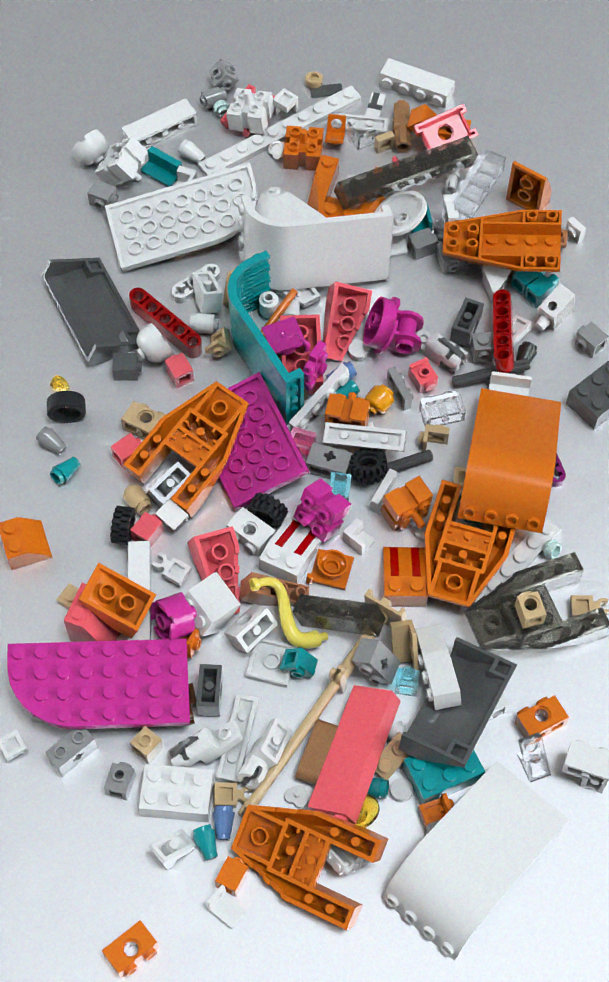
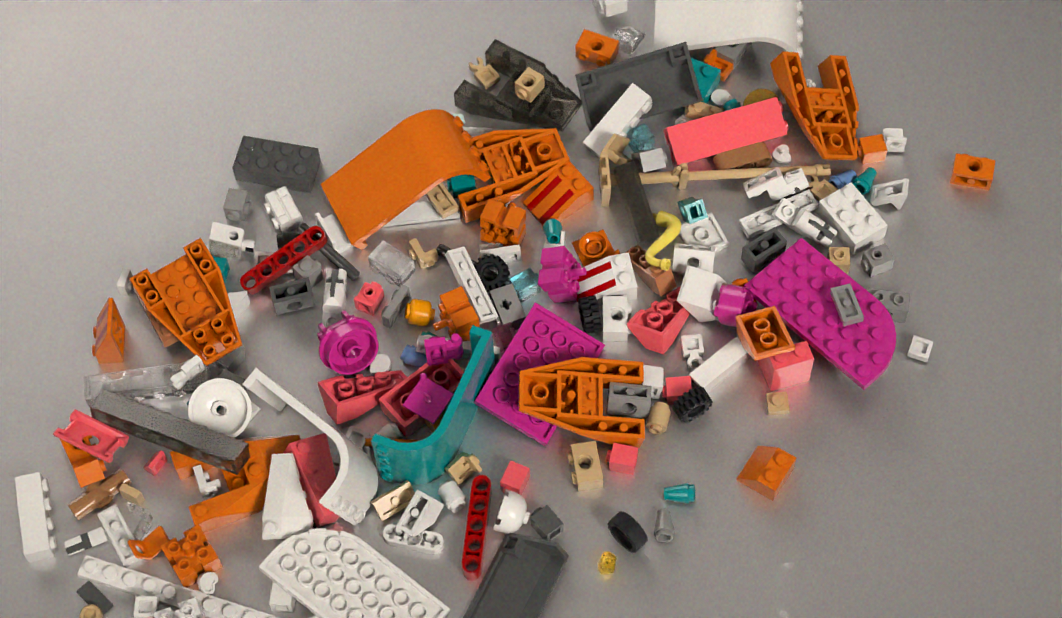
camera: 125 degrees left, 0 degrees up
(85, 687) = (846, 304): none -> light grey plate
(373, 543) = (552, 229): none -> teal cone
(559, 367) = (283, 209): none -> white brick

